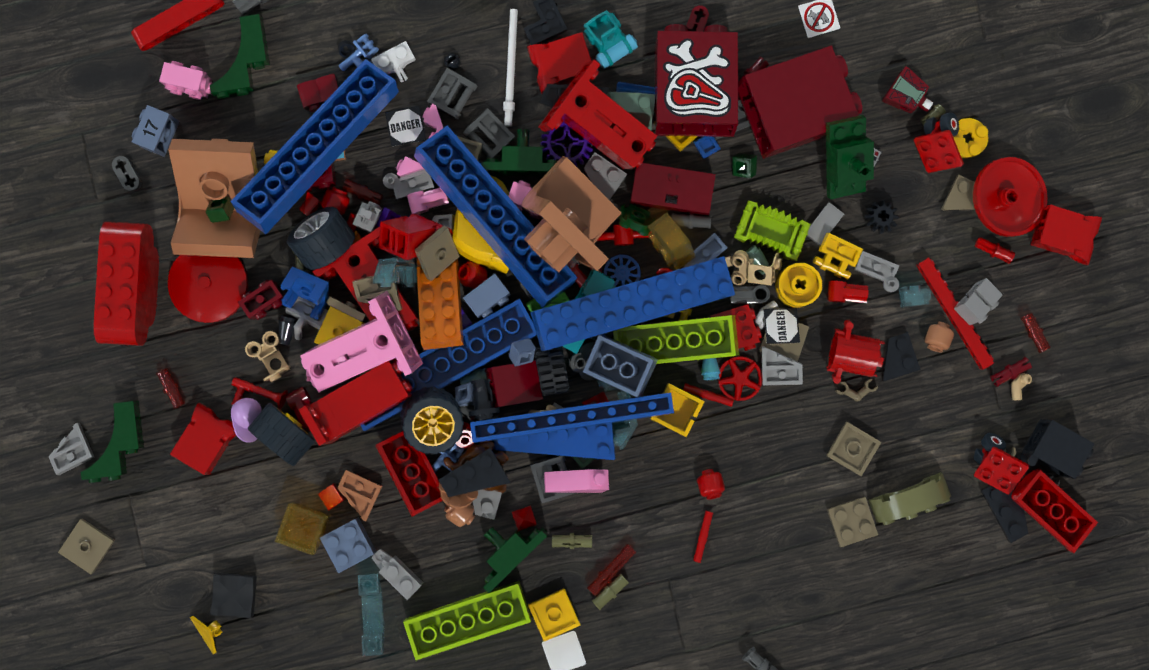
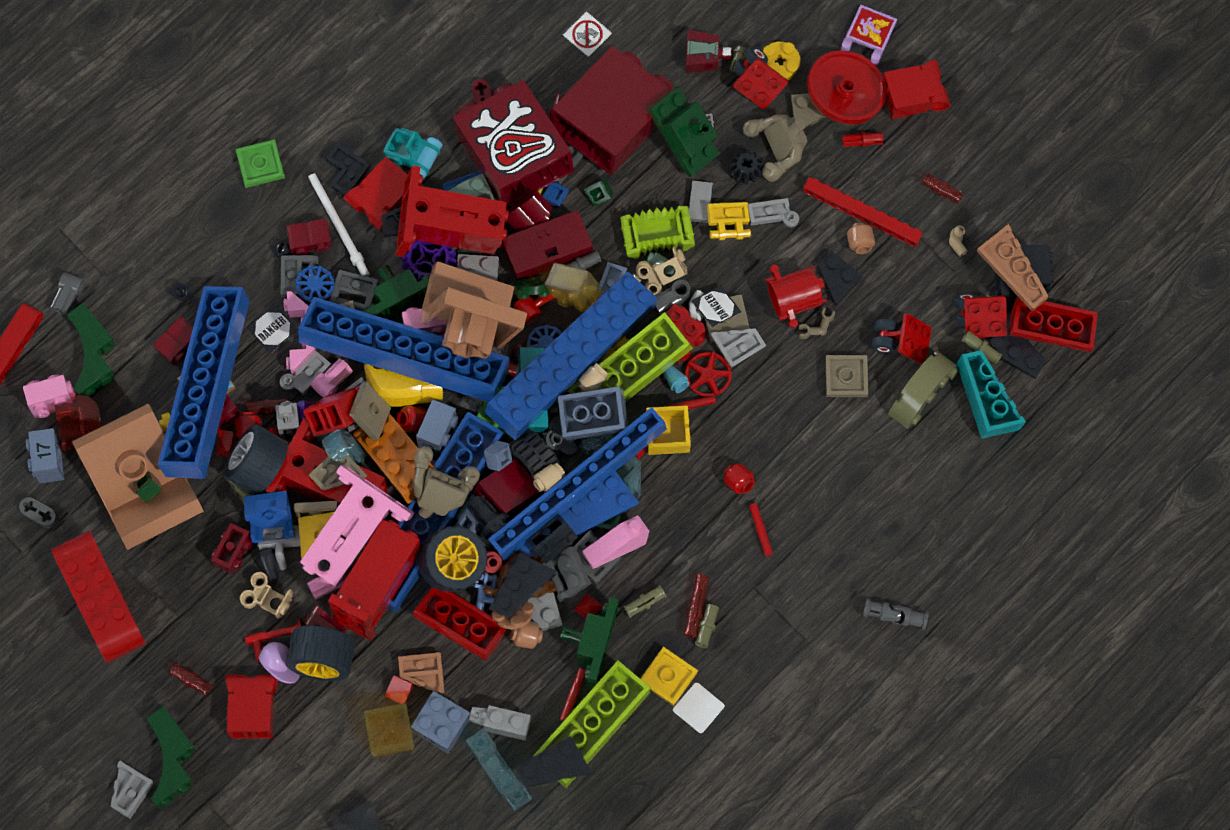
camera: 30 degrees left, 15 degrees down
(196, 117) = (76, 420): none -> clear red brick
(207, 286) = (171, 568): red dish -> none
(362, 50) = (194, 284): medium blue arm -> none
(395, 60) = (231, 274): white plate -> none
(417, 641) = (553, 764): none -> black wing
(452, 359) = (439, 491): none -> dark tan torso
(459, 109) = (314, 283): none -> blue wheel
(468, 583) = (573, 694): none -> red piece
(479, 64) = (309, 237): none -> dark red brick
(524, 449) = (552, 538): none -> black brick
(526, 484) = (572, 572): none -> dark grey plate
(551, 399) = (548, 477): none -> tan brick
(638, 335) = (592, 378): none -> tan brick
(674, 151) = (529, 211): none -> dark red brick
(810, 285) = (709, 263): yellow wheel -> none
(841, 292) = (751, 249): red piece -> none
(852, 522) = (886, 440): dark tan plate -> none
(914, 296) = (817, 217): clear light blue brick -> none
(928, 451) = (913, 338): none -> red plate
(929, 212) = (785, 139): none -> dark tan torso
(959, 539) = (987, 397): none -> teal wedge
(981, 299) = (875, 189): light grey piece -> none
(981, 493) = (977, 344): none -> olive pin
(1011, 372) = (942, 232): dark red pin -> none
(1051, 443) = (1009, 262): none -> nougat wing
(1062, 155) = (870, 30): none -> flag

